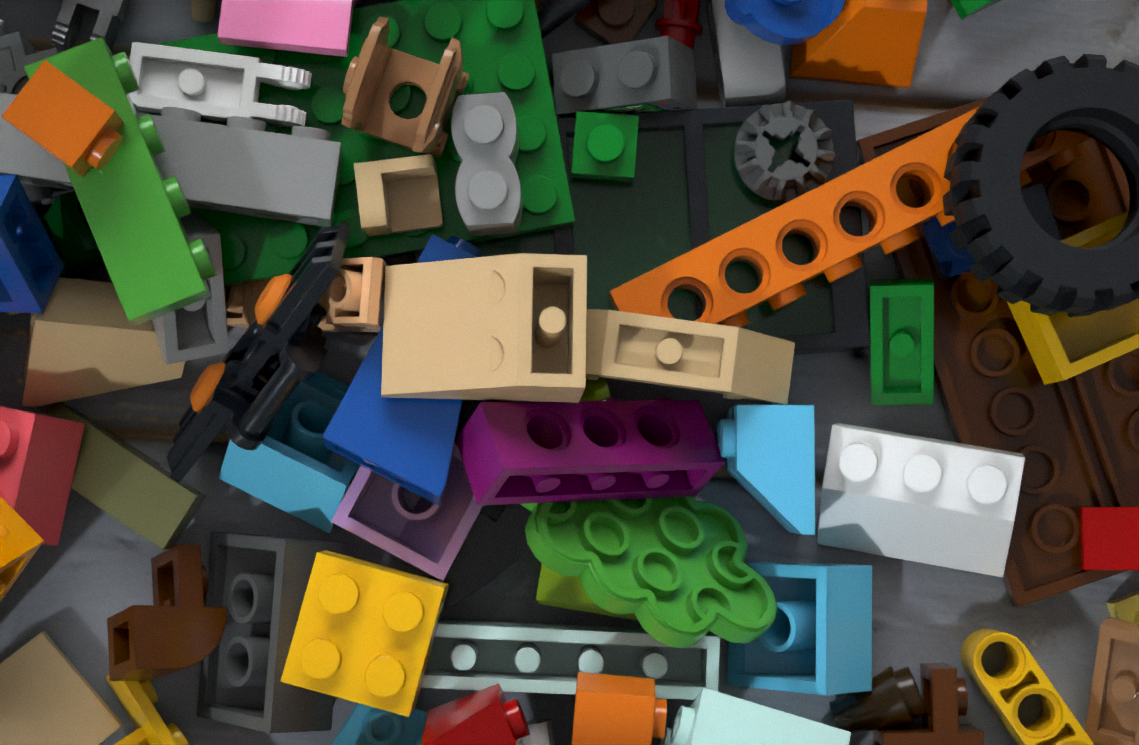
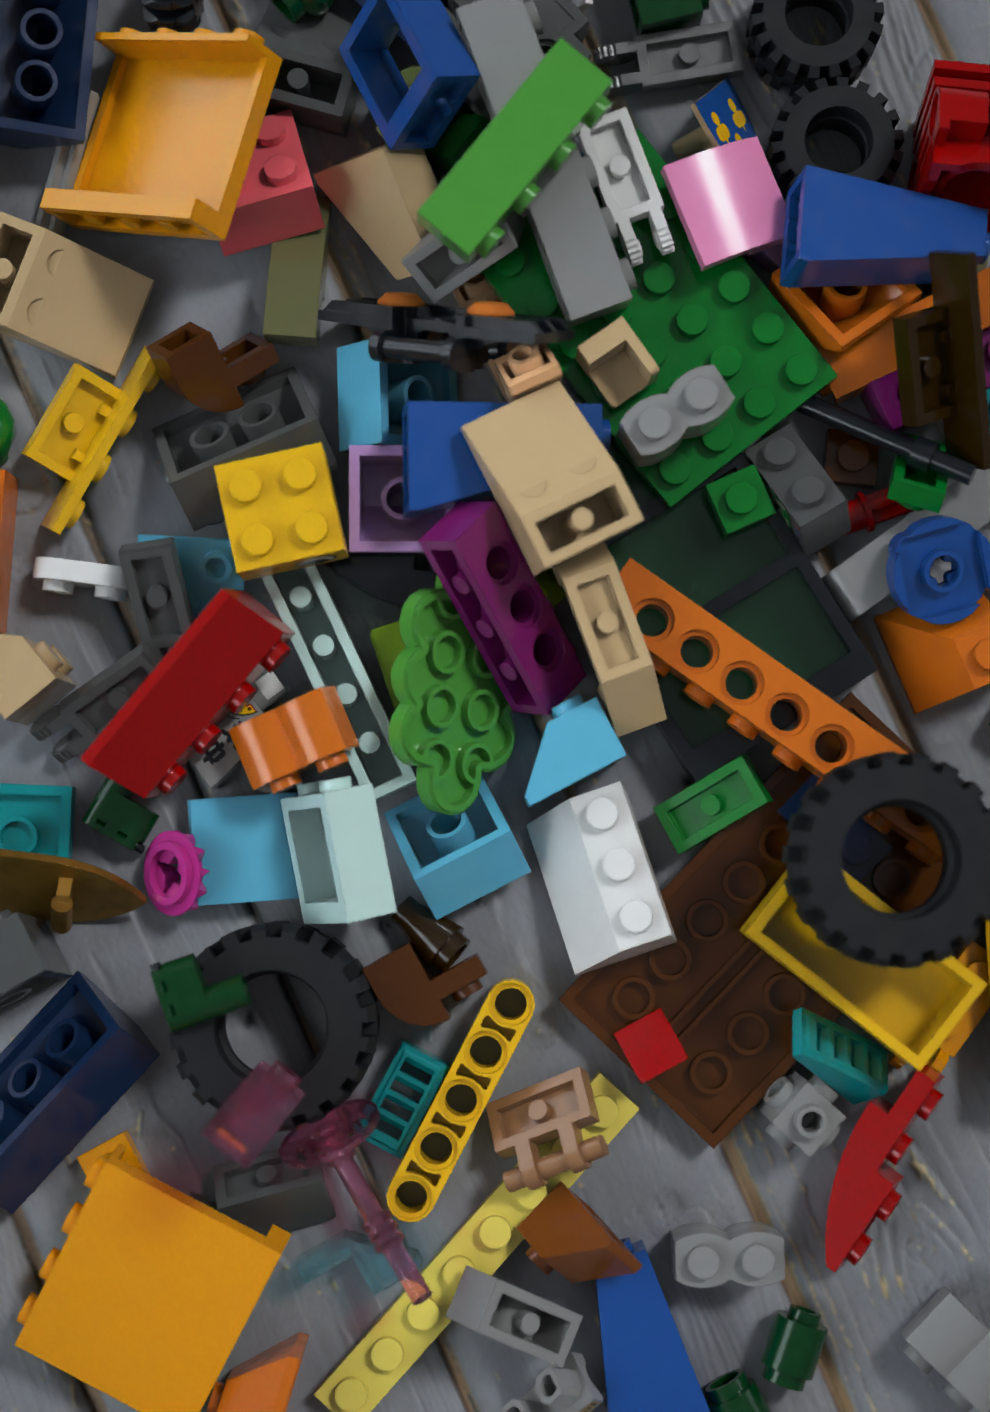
camera: 65 degrees right, 0 degrees up
(65, 120) = (537, 88): orange brick -> none
(383, 70) = (698, 299): medium nougat piece -> none
(754, 153) = (790, 652): dark grey gear -> none

